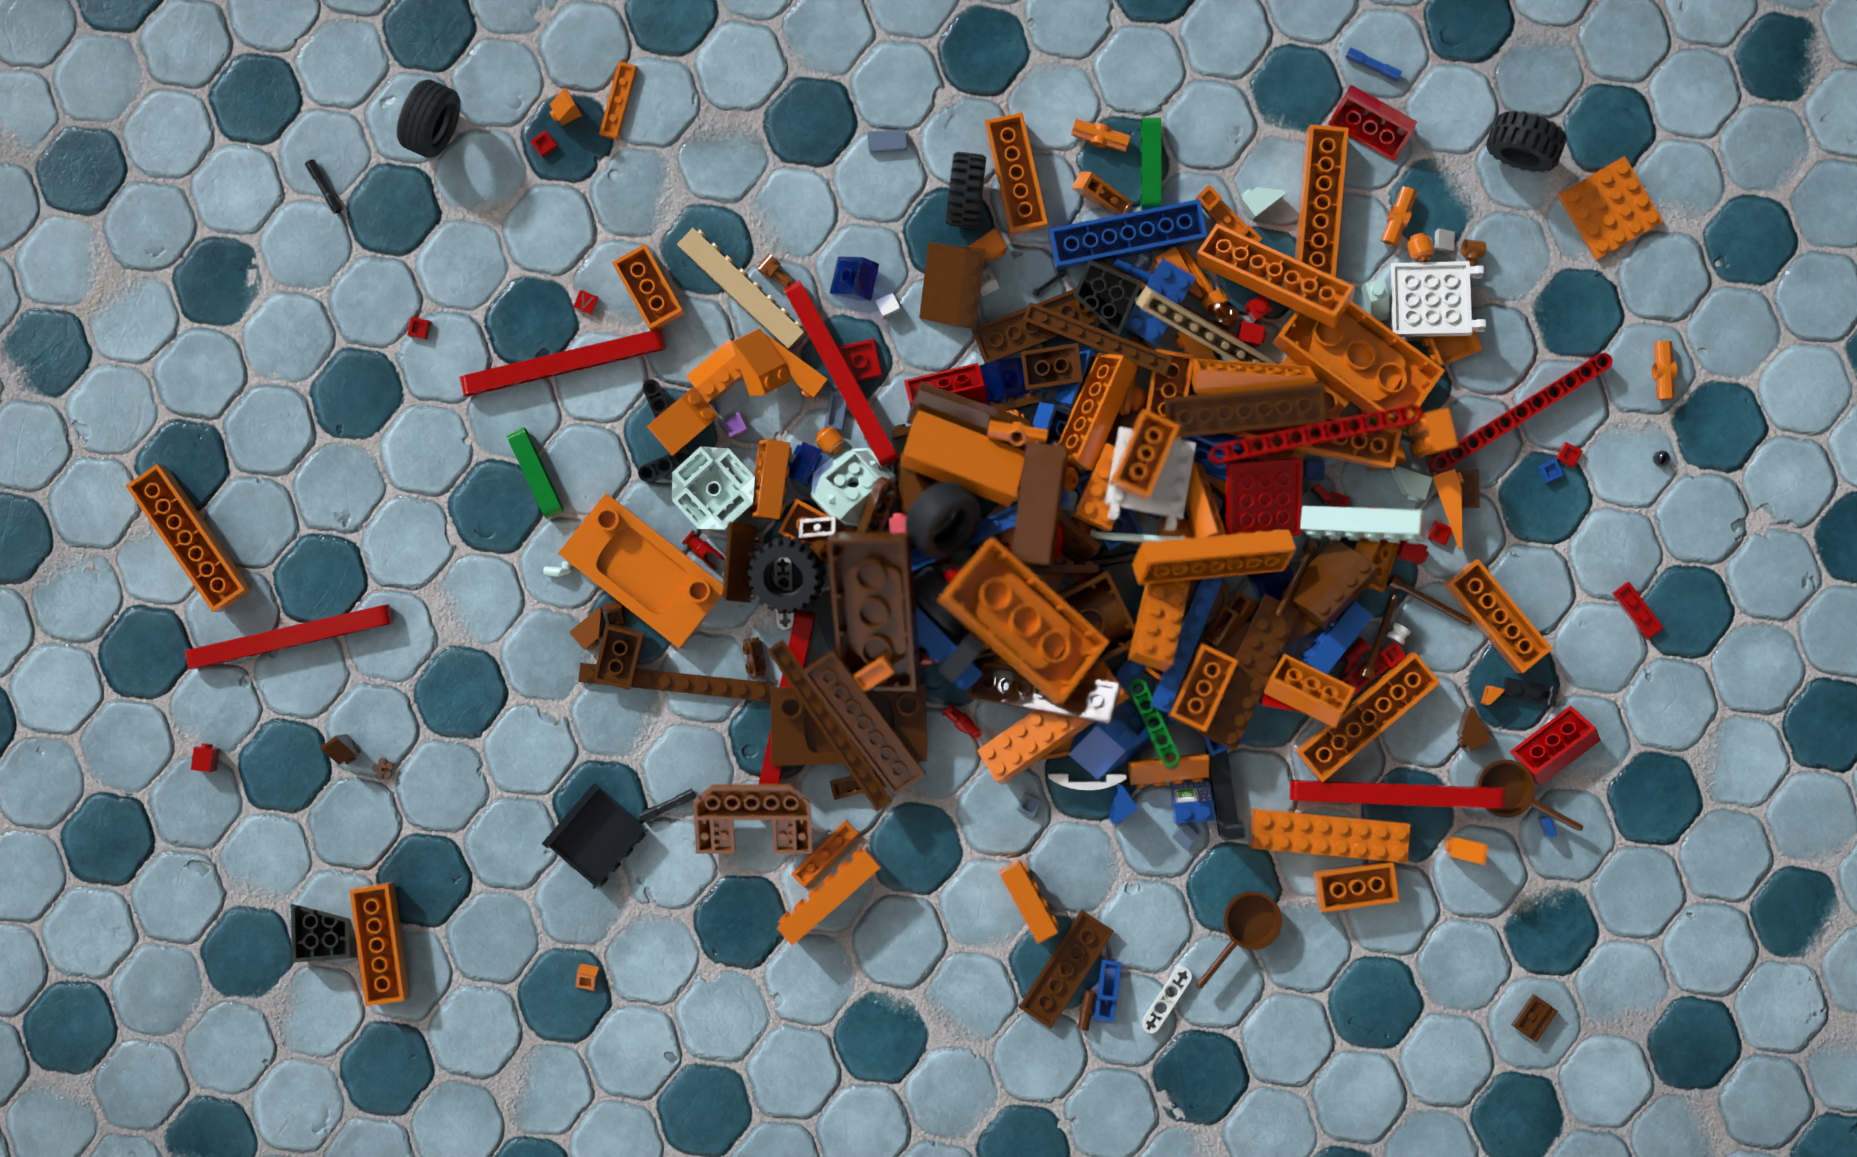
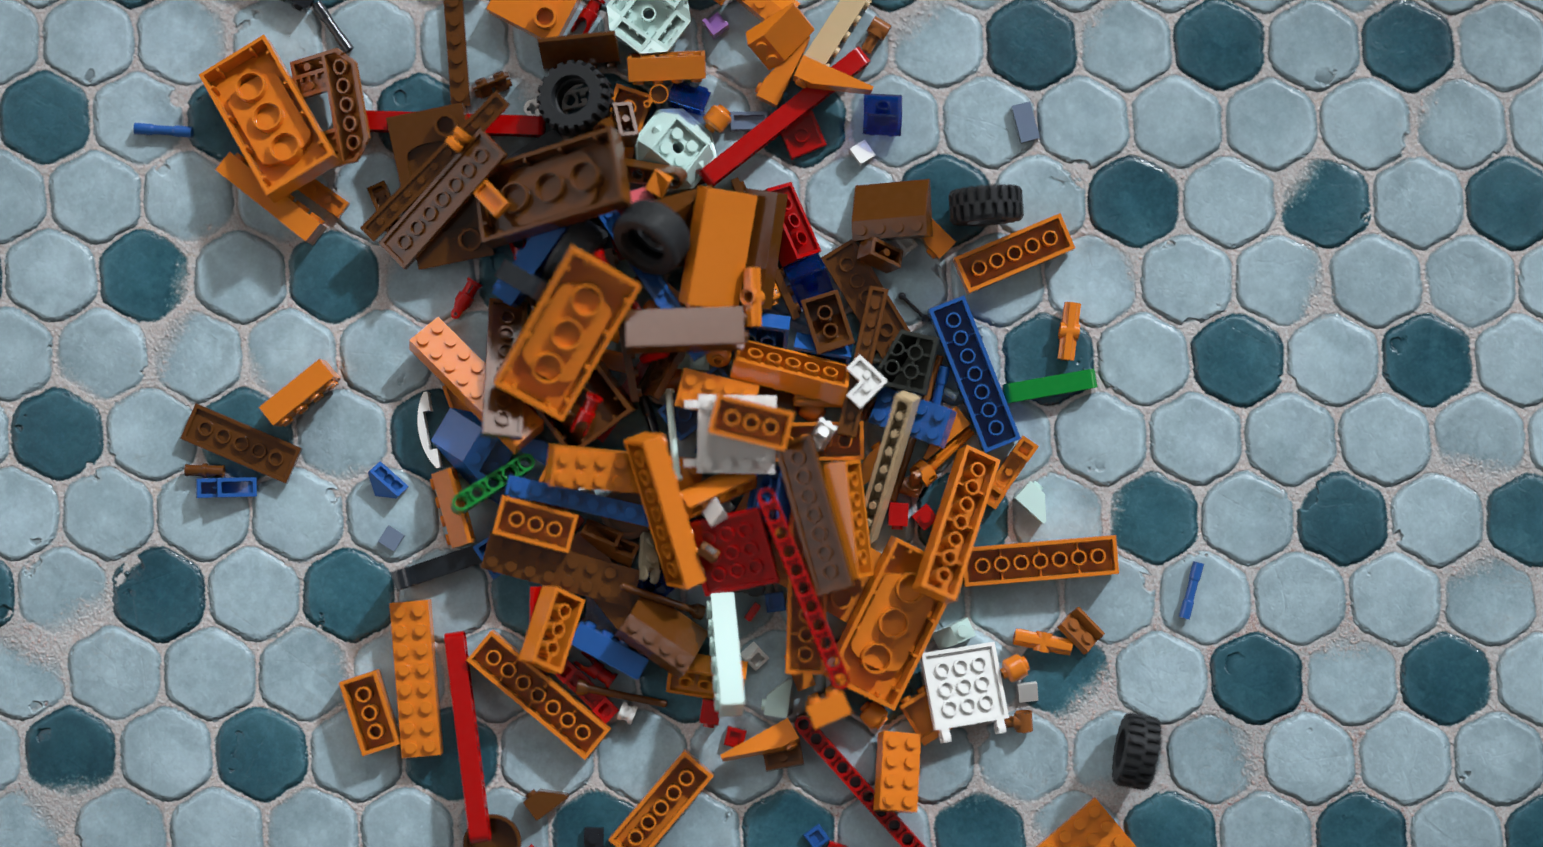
camera: 75 degrees right, 0 degrees up
(736, 1005) = (176, 131): none -> blue piece
(751, 882) = (269, 119): none -> orange piece
(797, 491) = (658, 94): none -> piece
(805, 693) = (460, 135): none -> orange wheel
(807, 331) = (820, 76): none -> orange slope
(889, 504) = (659, 183): none -> orange slope
(994, 304) = (880, 255): none -> reddish brown brick
(1029, 805) = (395, 379): sand blue tile -> none
(1101, 193) = (1010, 343): orange slope -> none
(1102, 616) = (587, 411): none -> red piece
(1121, 805) = (410, 469): blue slope -> none
(1122, 334) = (869, 382): none -> white plate
(1130, 831) = (385, 482): none -> blue slope
(1163, 388) = (823, 433): none -> white hips
(1164, 998) = (228, 547): white beam -> none
(1192, 802) = (425, 538): blue slope -> none
(1225, 508) = (714, 512): none -> white slope
(1251, 922) = (315, 615): reddish brown piece -> none
(1254, 583) = (648, 558): none -> dark tan hinge
(1262, 521) = (708, 552): none -> reddish brown tile
(1338, 500) = (746, 630): red tile -> none
(1363, 498) = (754, 655): none -> white slope
(1373, 122) = (1132, 598): red slope -> none
(1394, 177) = (1080, 630): none -> dark orange bracket
(1396, 583) = (676, 703): reddish brown piece -> none
(1443, 393) = (873, 714): none -> orange head
(1466, 849) = (425, 813): orange slope -> none
(1491, 694) = (583, 814): orange slope -> none
(1504, 379) = (897, 772): none -> orange brick

